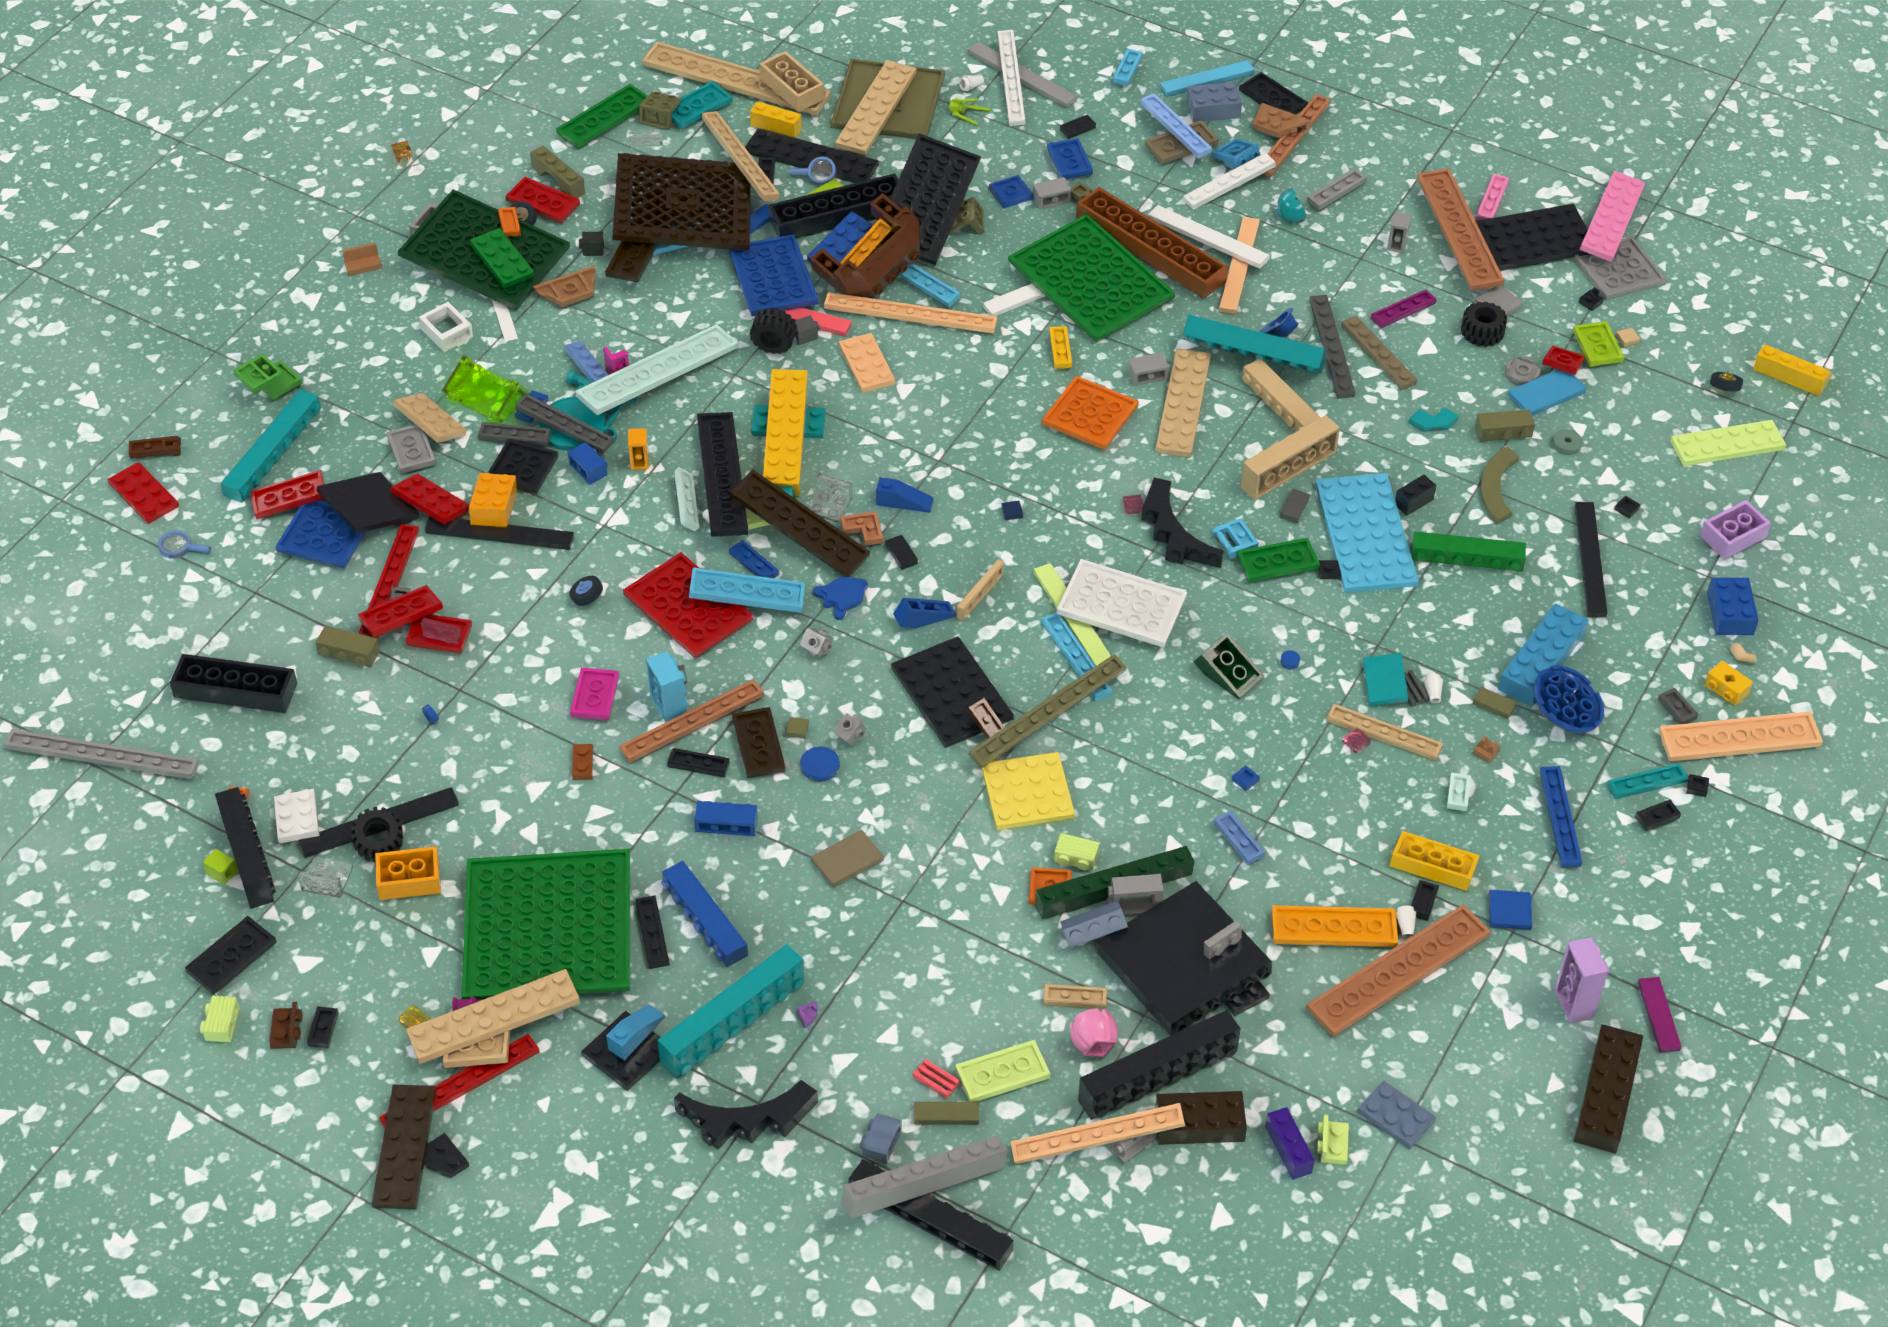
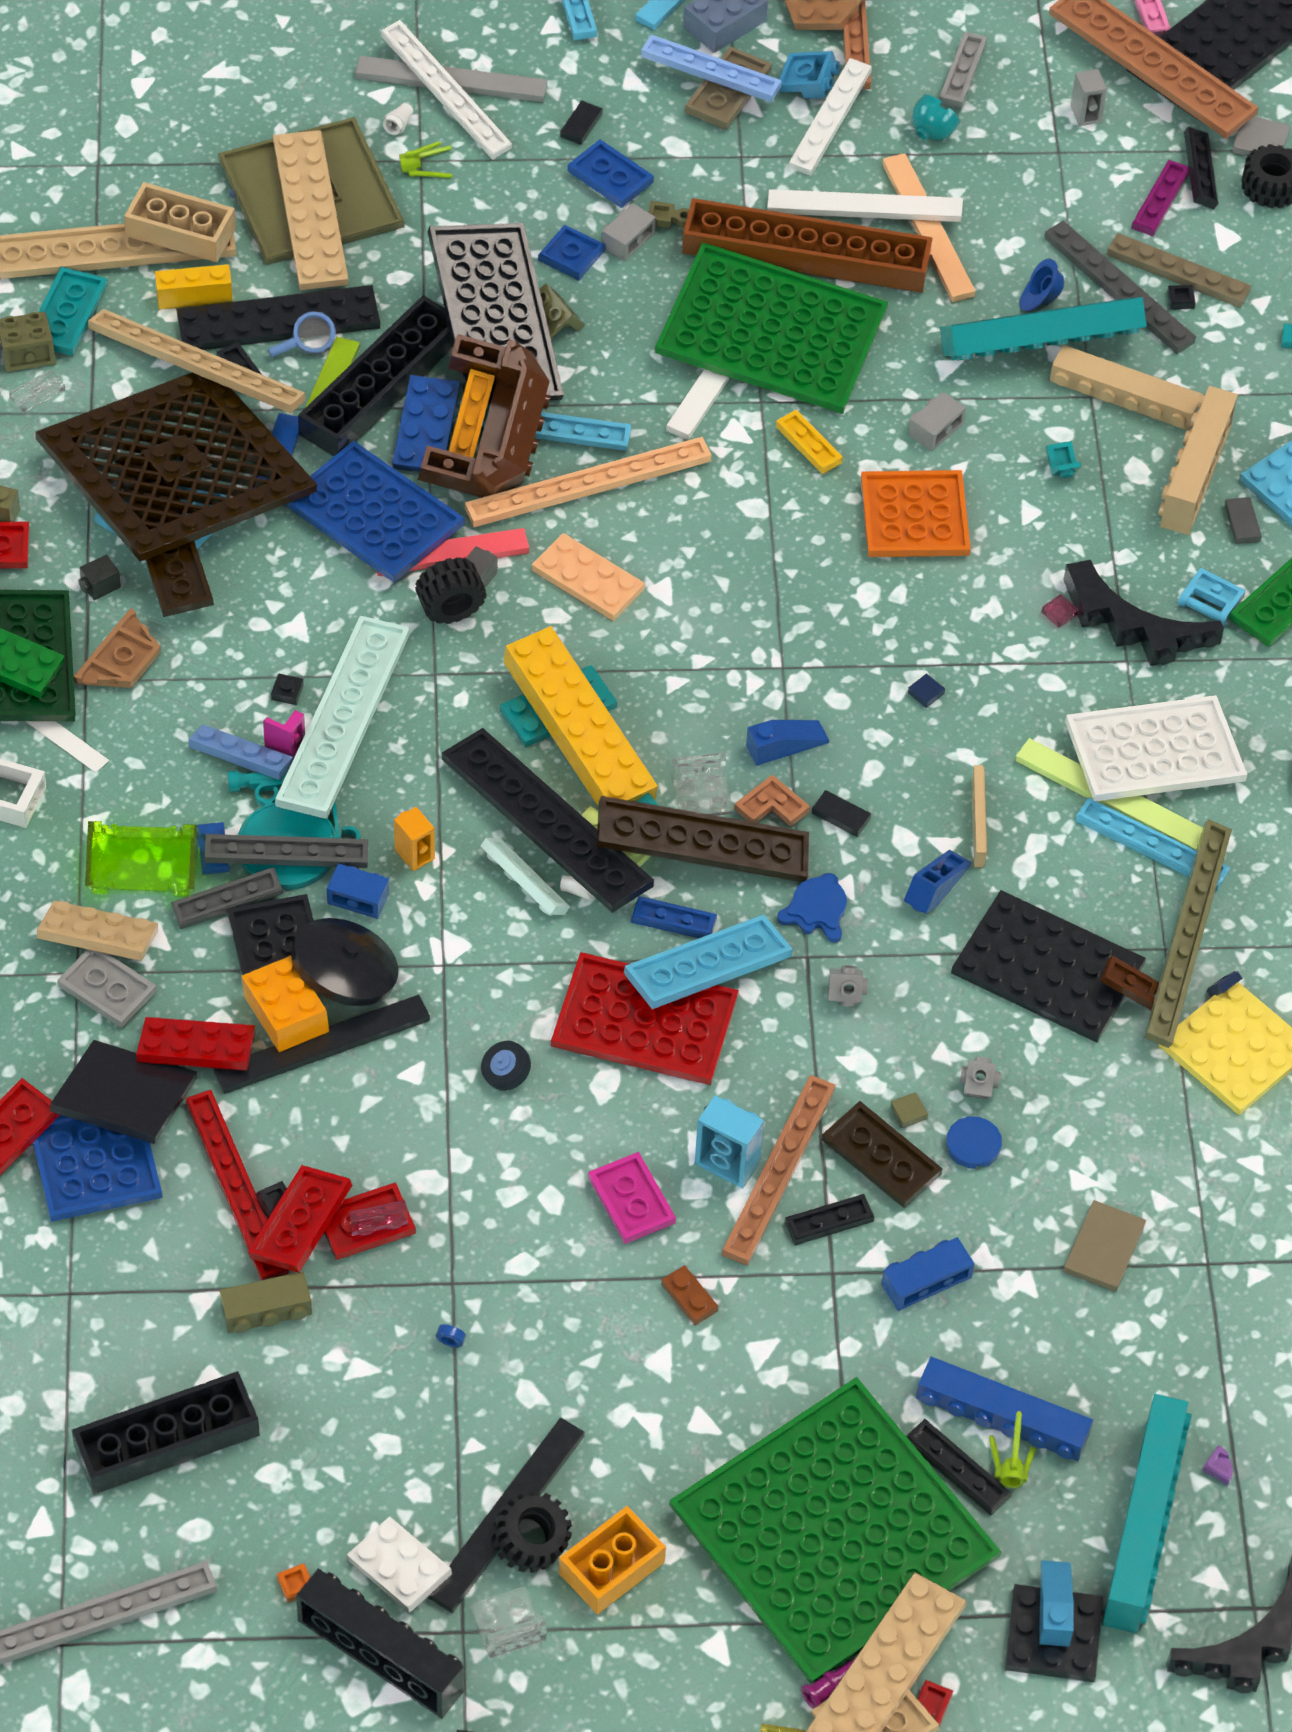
camera: 35 degrees left, 5 degrees up
(220, 866) = (362, 1686): lime brick -> none
(543, 493) = (344, 962): none -> black dish
(645, 345) = (287, 689): none -> black plate
(678, 948) = (1012, 1471): none -> lime plant
(1045, 750) = (1224, 983): none -> dark blue tile
(1183, 403) = (1010, 446): tan plate -> none
(1207, 422) = (1062, 459): none -> teal bracket
(1367, 368) = (1181, 297): none -> black tile
(1442, 302) = (1201, 167): none -> black tile

